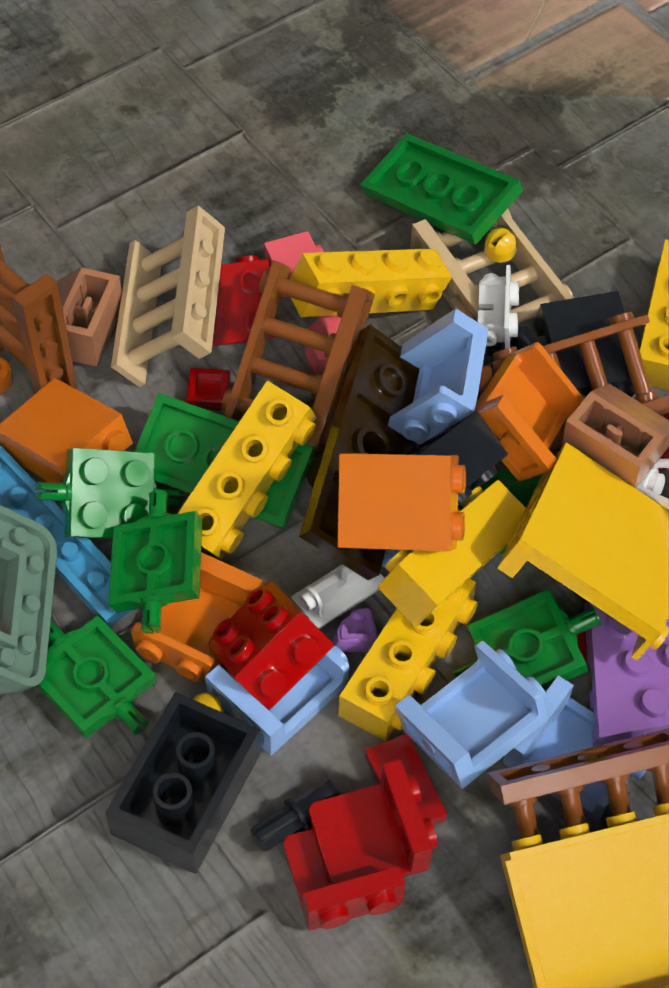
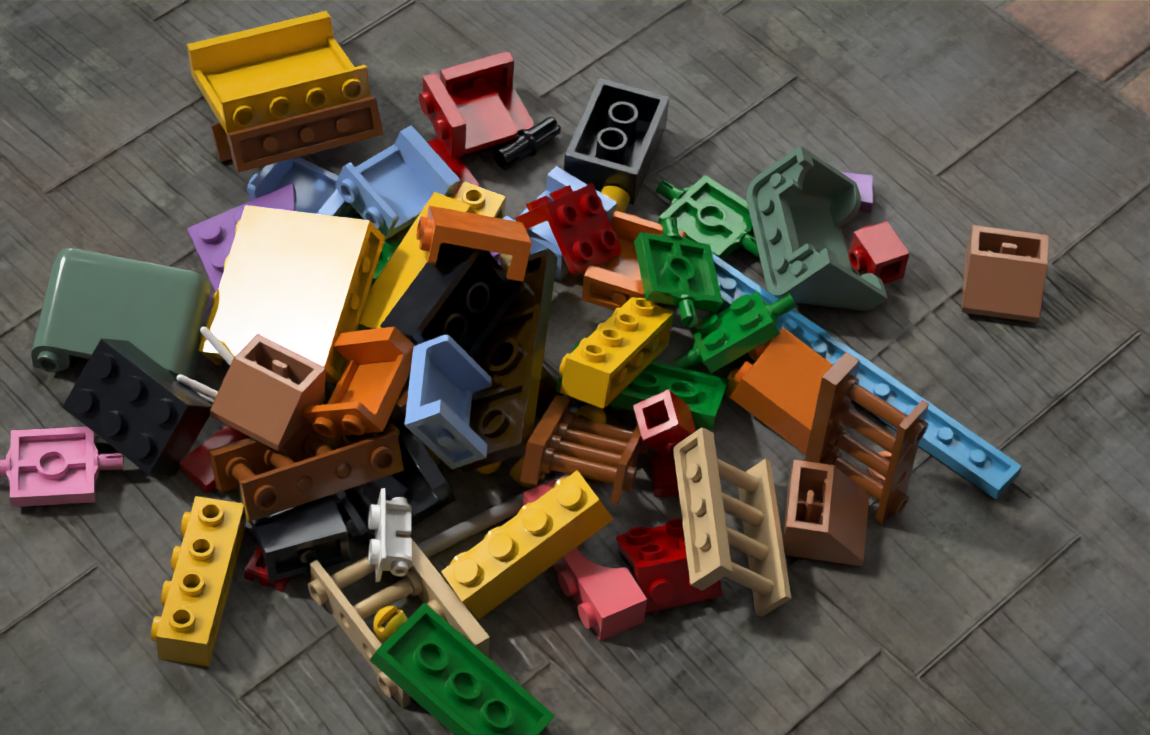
camera: 170 degrees right, 5 degrees down
(212, 376) = (664, 421): none -> red brick

